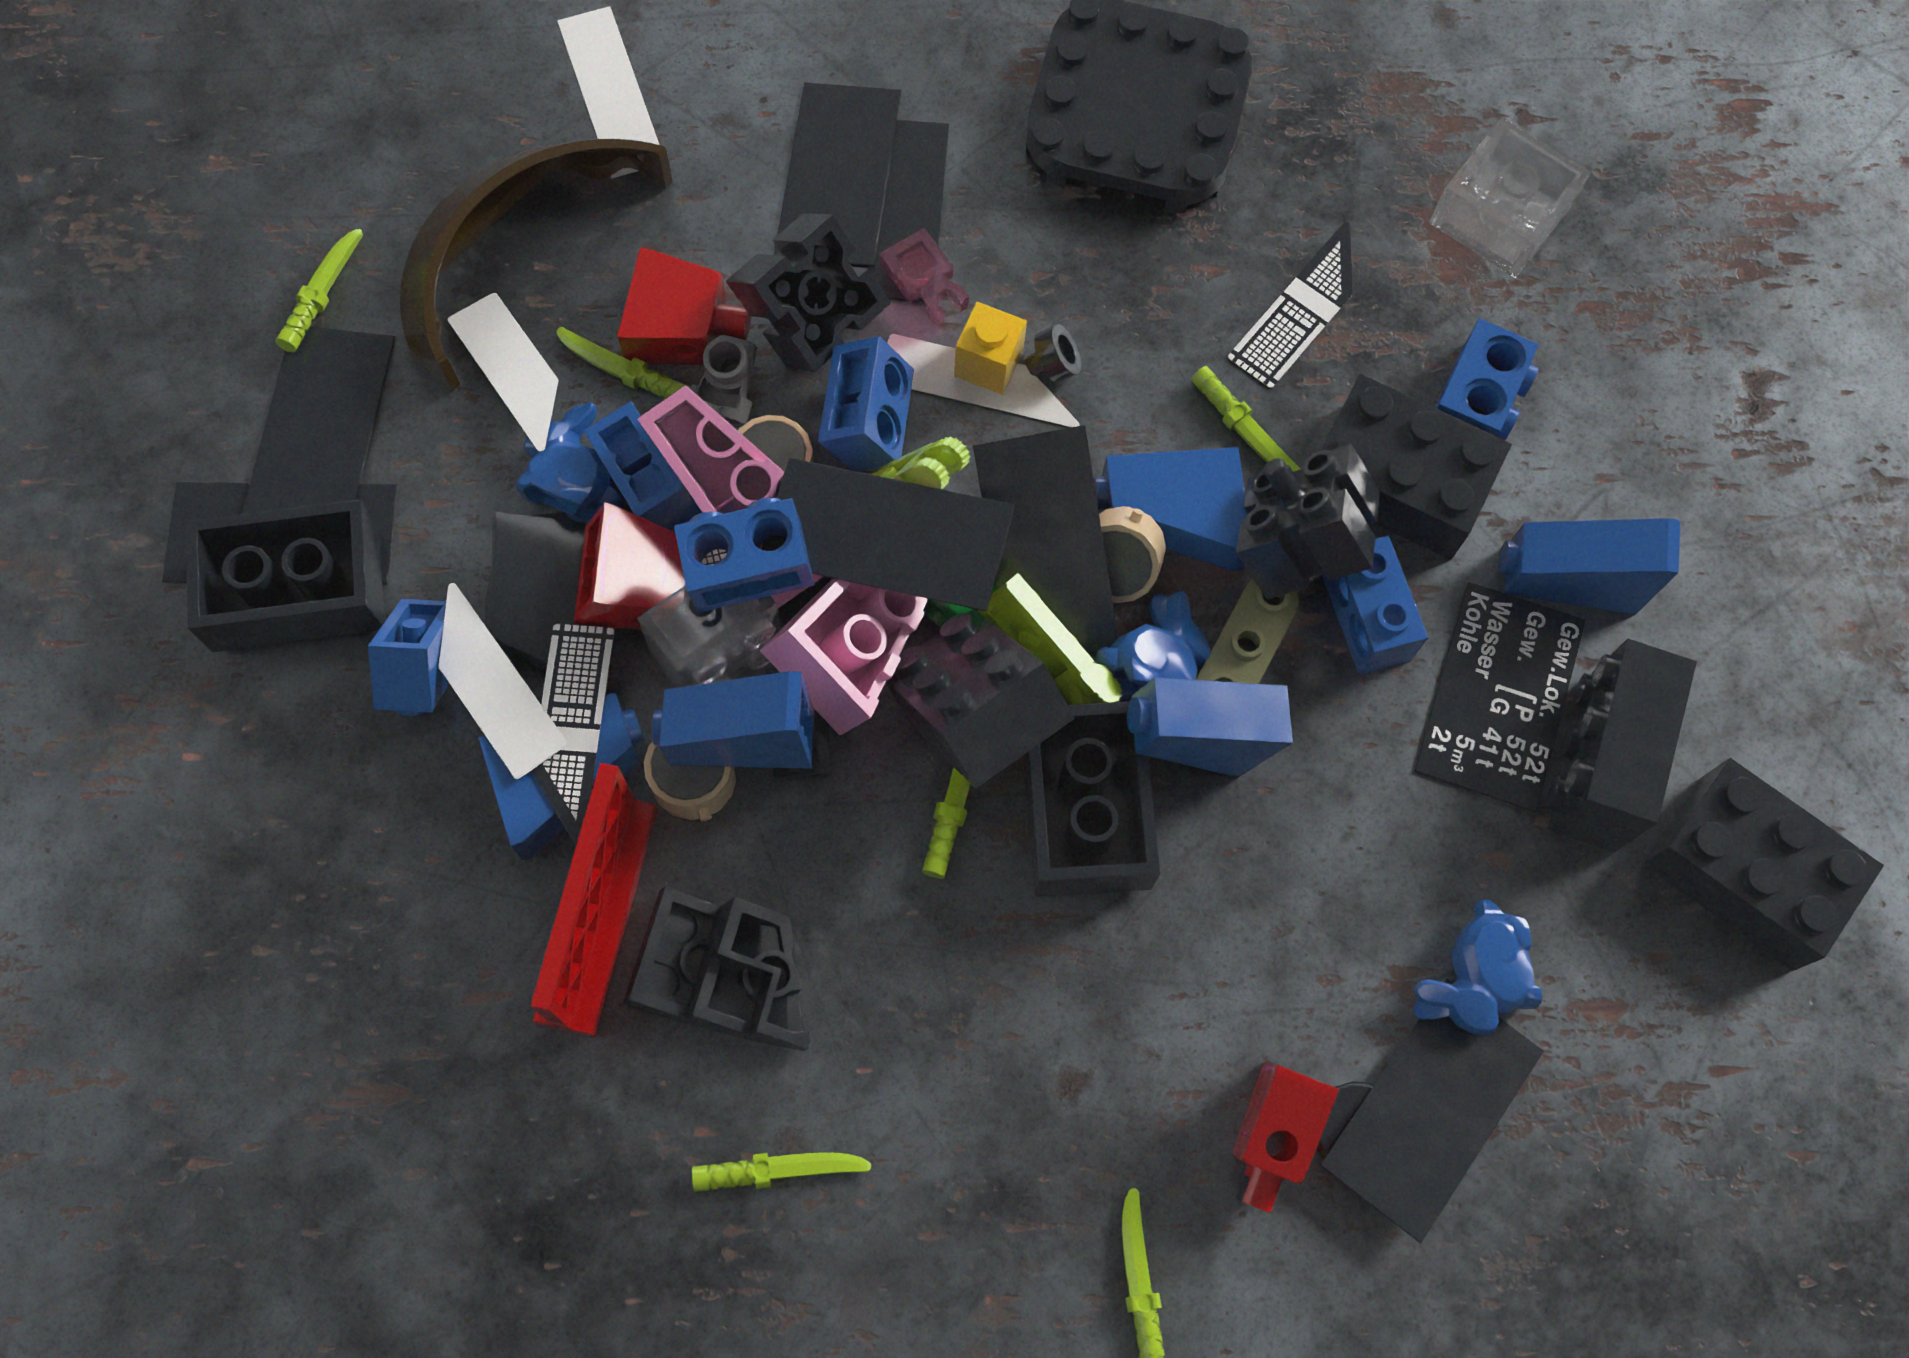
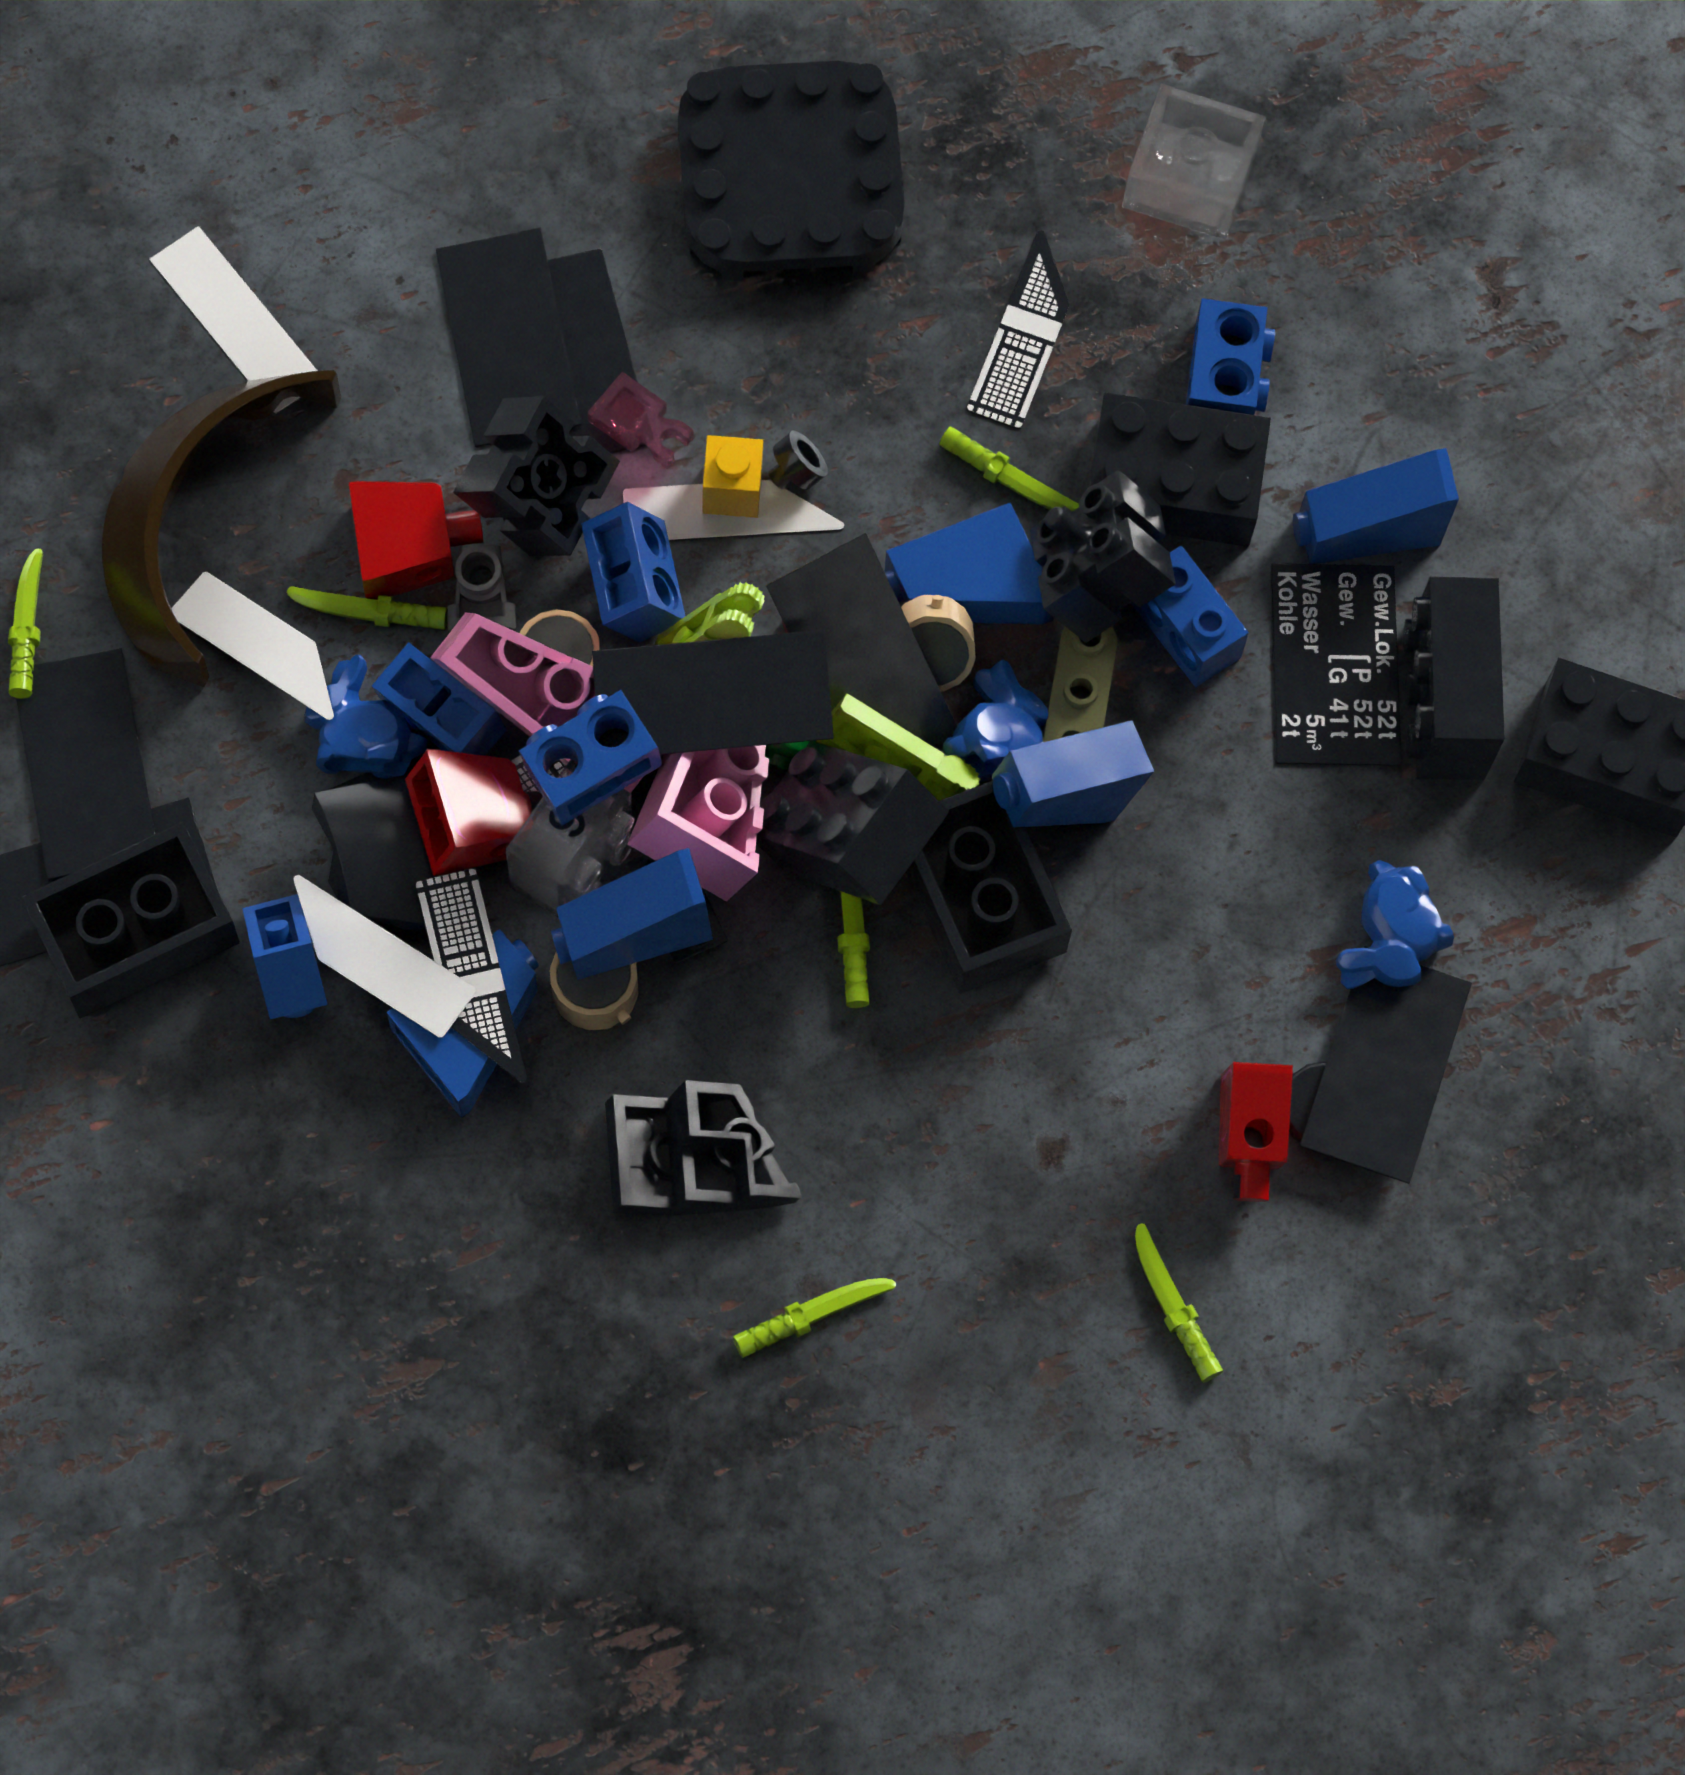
camera: 20 degrees left, 0 degrees up
(594, 907) = (554, 1138): red fence -> none

